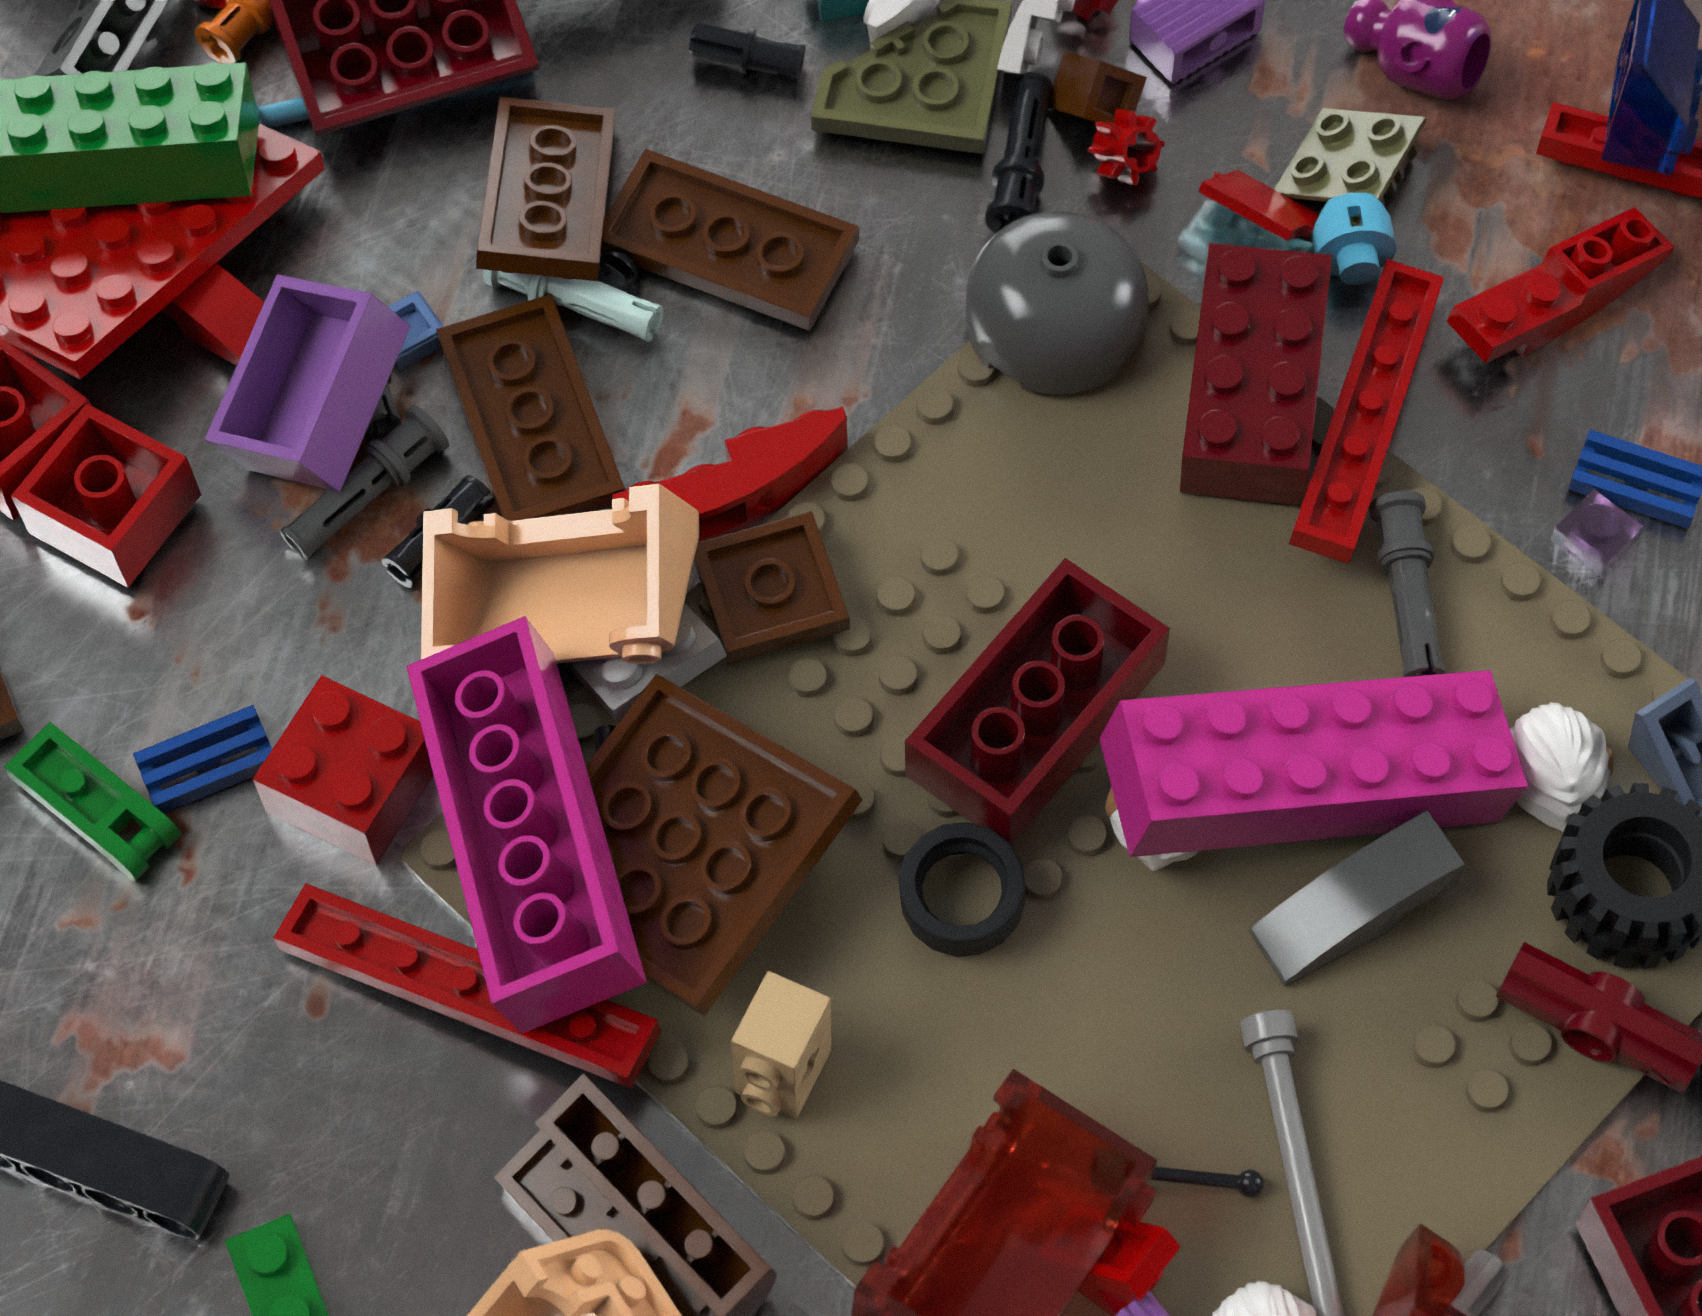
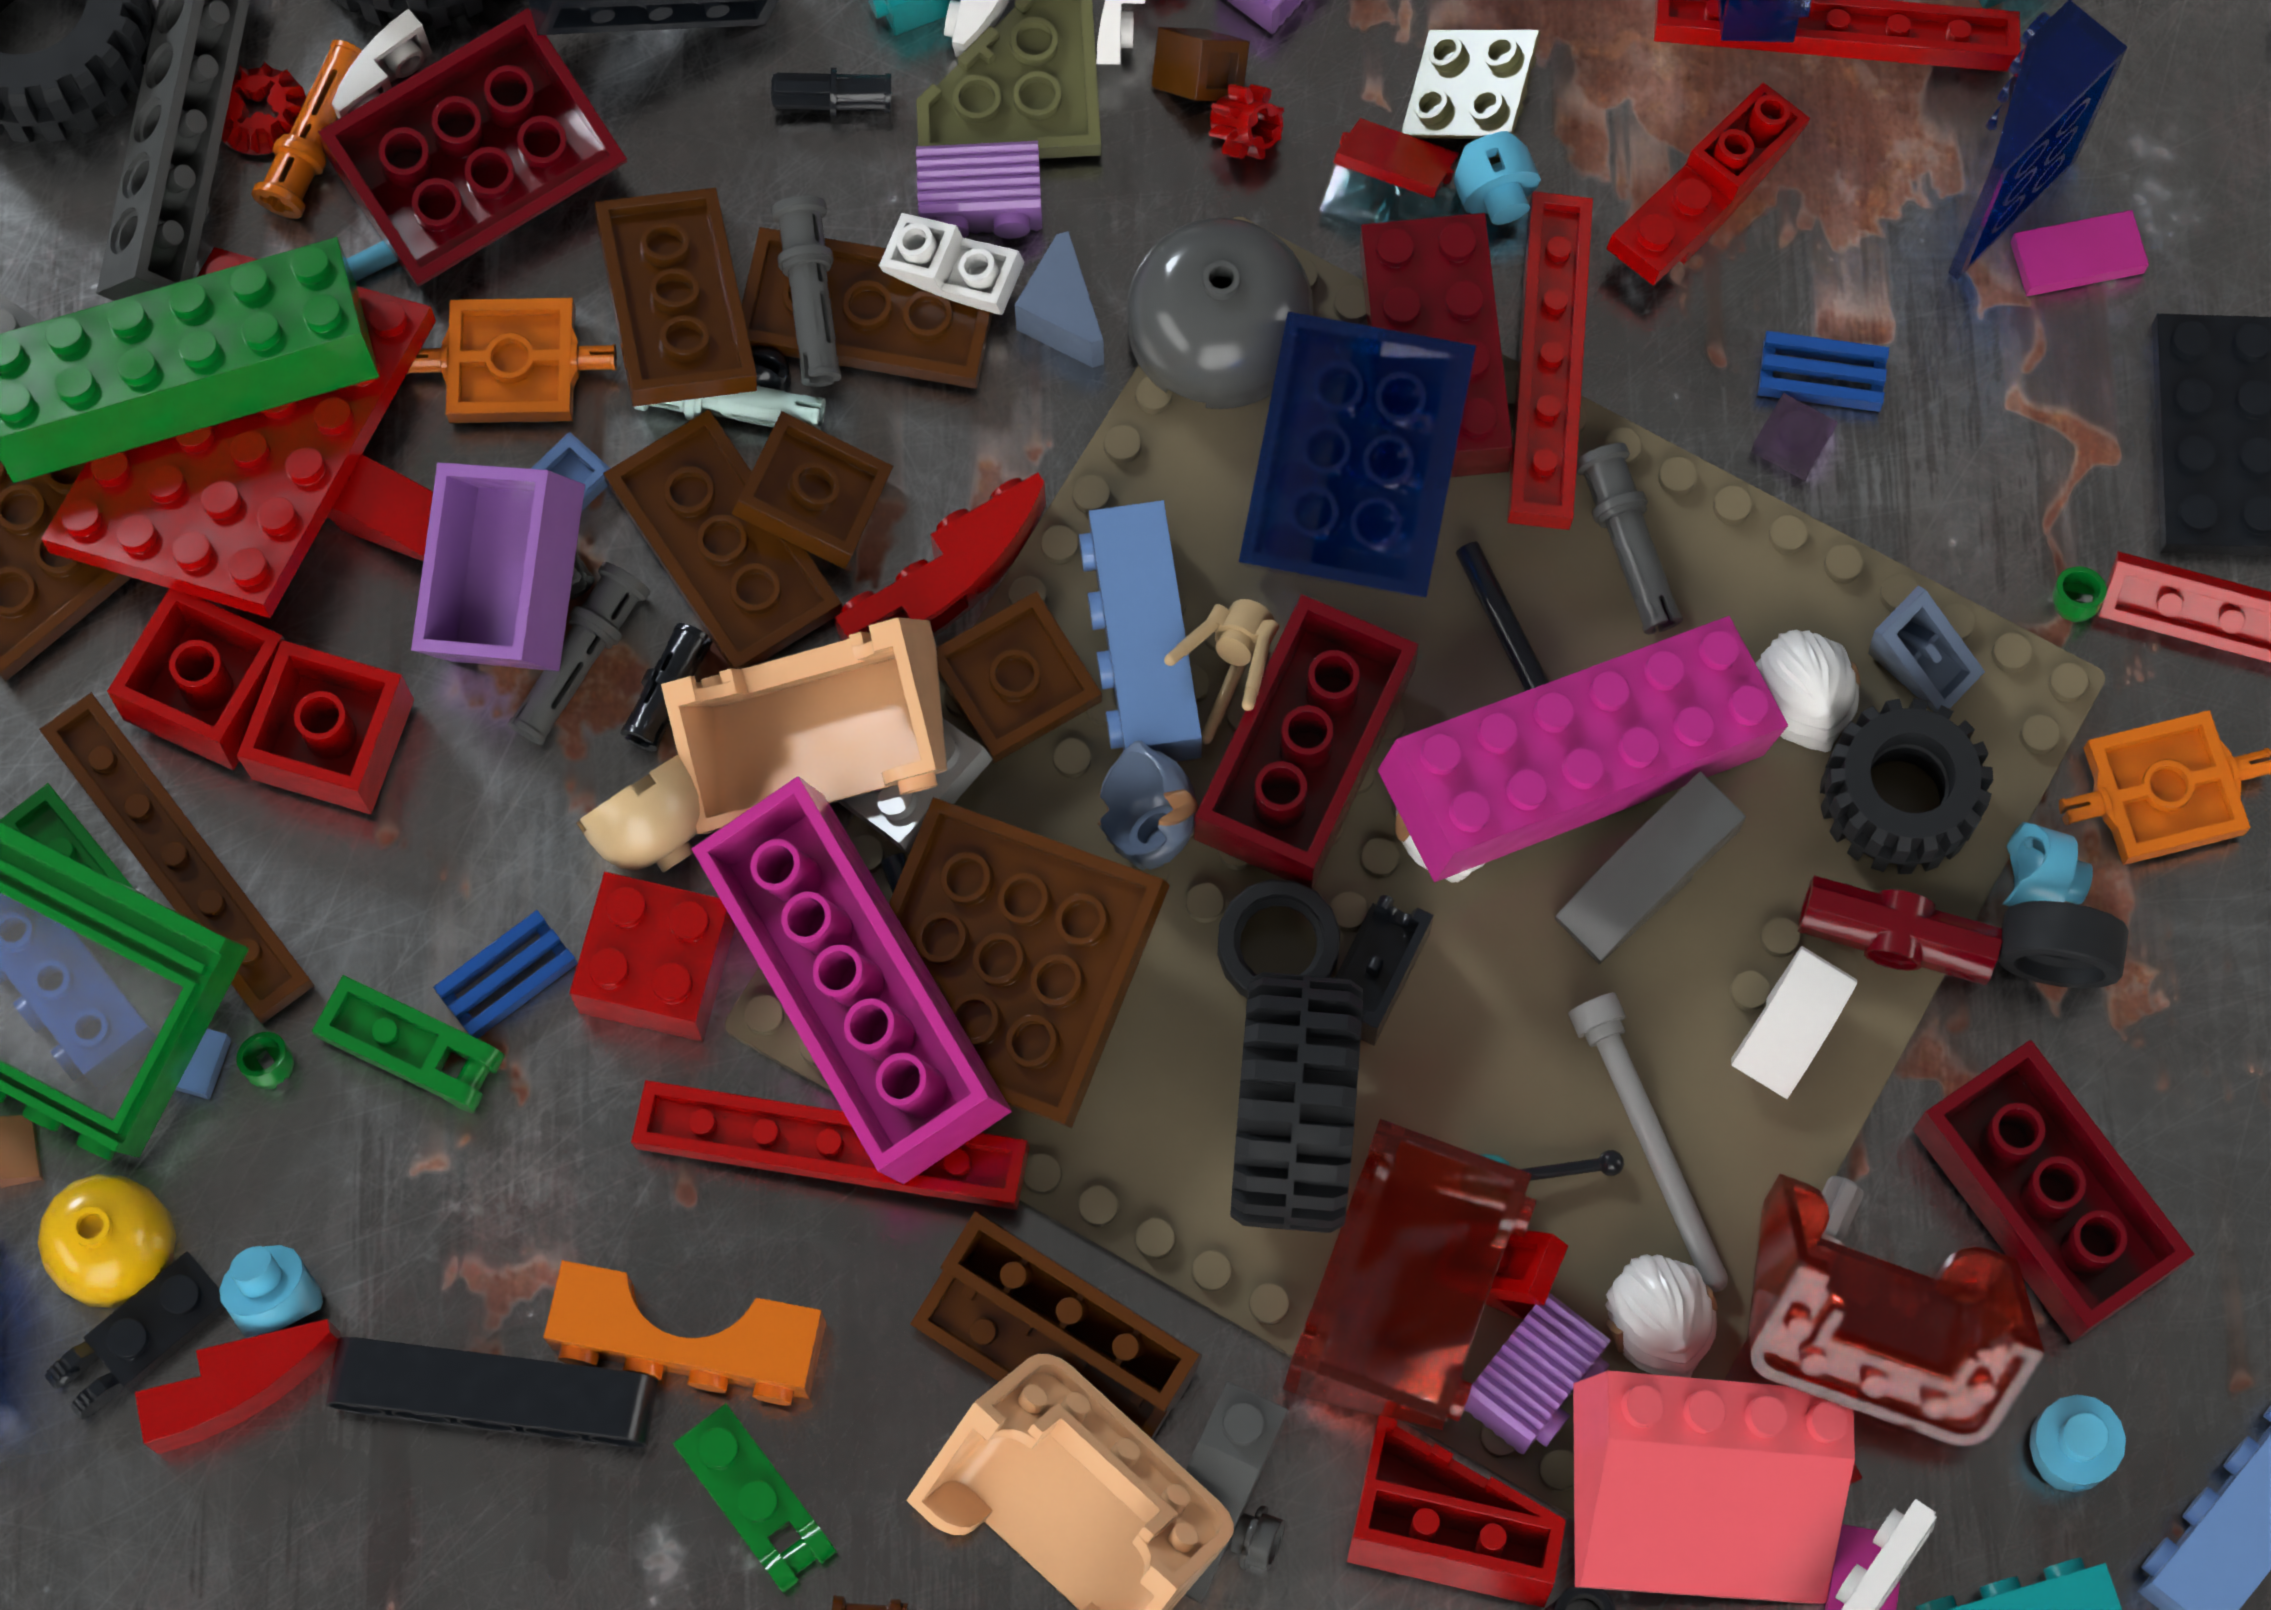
camera: 15 degrees left, 10 degrees up
(343, 1168) = (767, 1349): none -> orange arch
(375, 638) = (647, 820): none -> tan cylinder
(383, 218) = (512, 360): none -> orange plate
(625, 381) = (812, 490): none -> reddish brown plate
(676, 183) = (806, 265): none -> dark grey pin
(781, 1046) = (1152, 1141): tan brick -> none
(806, 210) = (953, 267): none -> white slope
(859, 157) = (981, 187): none -> medium lavender brick
(864, 728) = (1147, 807): none -> sand blue hair
(903, 273) = (1058, 306): none -> sand blue slope
(904, 574) = (1142, 624): none -> medium blue brick
(930, 1033) = (1297, 1102): none -> black tyre
(996, 596) = (1241, 637): none -> tan plant
(1018, 174) = (1144, 173): black pin -> none
(1055, 939) = (1384, 959): none -> black hinge
(1149, 443) = (1357, 455): none -> clear blue slope
(1261, 624) = (1501, 616): none -> black bar
(1471, 1083) = (1794, 1022): none -> white slope

